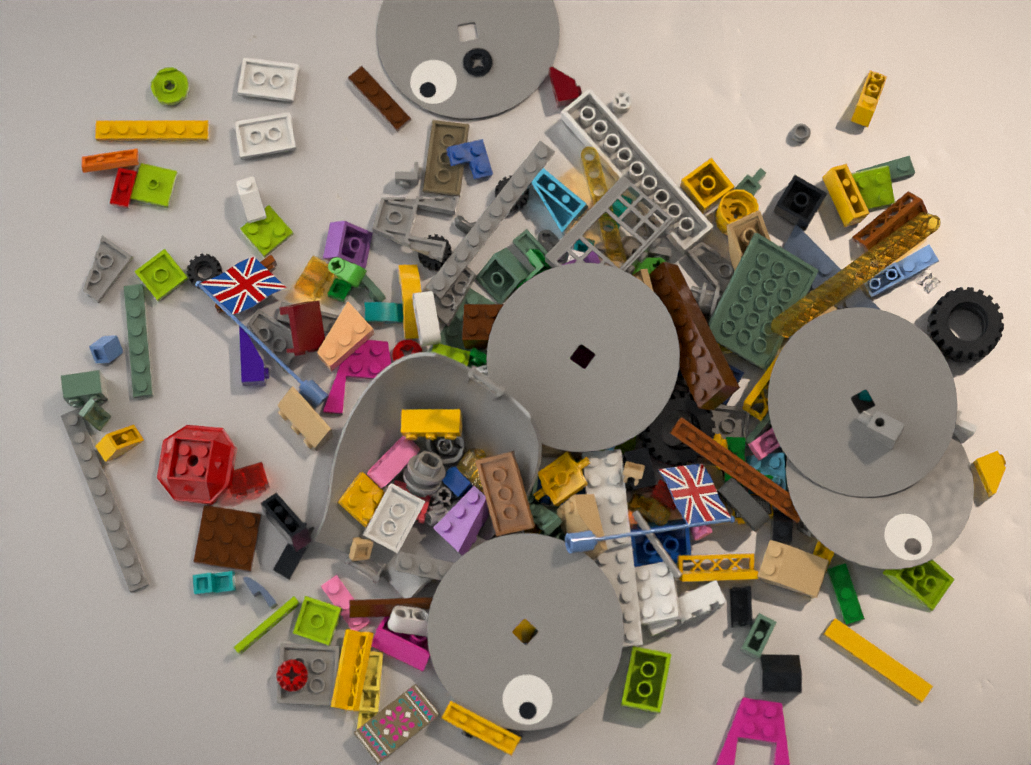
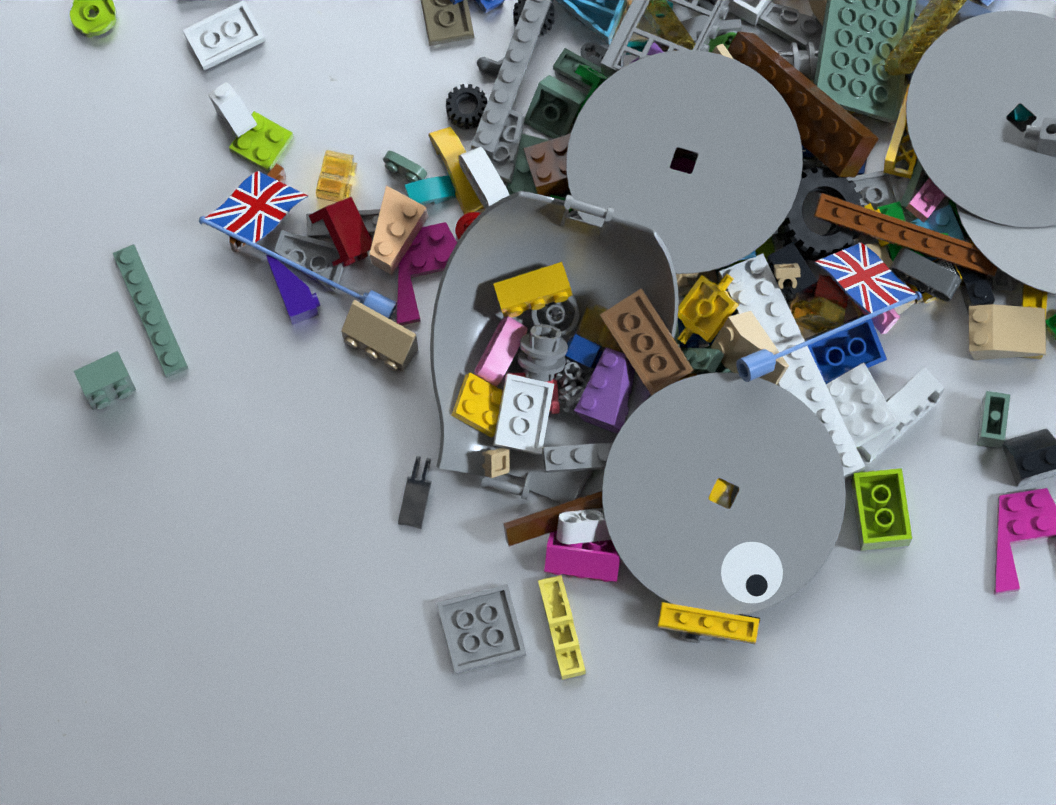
camera: 15 degrees left, 5 degrees down
(95, 414) = (127, 407): sand green plate -> none
(105, 500) = (171, 505): light grey plate -> none
(106, 349) = (115, 330): medium blue panel -> none
(107, 267) = (85, 239): light grey wing -> none
(110, 160) = (49, 116): orange tile -> none
(119, 442) = (165, 432): yellow slope -> none
(123, 188) = (75, 143): red plate -> none
(152, 130) = (87, 69): yellow plate -> none
(154, 185) = (110, 129): lime plate -> none
(161, 275) = (153, 227): lime plate -> none
(201, 261) = (193, 199): black tyre -> none
(214, 469) = (283, 443): red piece -> none
(214, 583) = (333, 559): teal slope -> none
(227, 538) = (331, 503): reddish brown plate -> none
(249, 480) = (334, 428): clear red brick -> none
(257, 589) = (386, 548): sand blue slope -> none
(267, 625) = (413, 587): lime tile -> none
(286, 522) = (397, 458): black brick -> none
(298, 681) = (456, 643): red gear -> none
(317, 620) = (471, 562): lime plate -> none
(340, 290) = (371, 179): green plate -> none
(340, 597) = (492, 532): bright pink plate -> none
(348, 243) = (361, 127): medium lavender slope -> none
(348, 272) = (373, 154): bright green piece -> none
(352, 670) = (530, 606): yellow fence -> none
(396, 724) = (605, 652): dark tan tile -> none
(397, 216) = (410, 79): light grey wing -> none
(406, 179) = (409, 32): light grey bracket -> none
(657, 545) = (843, 349): light grey bar -> none
(711, 574) = (913, 367): yellow fence -> none
(741, 607) = (961, 394): black hinge -> none

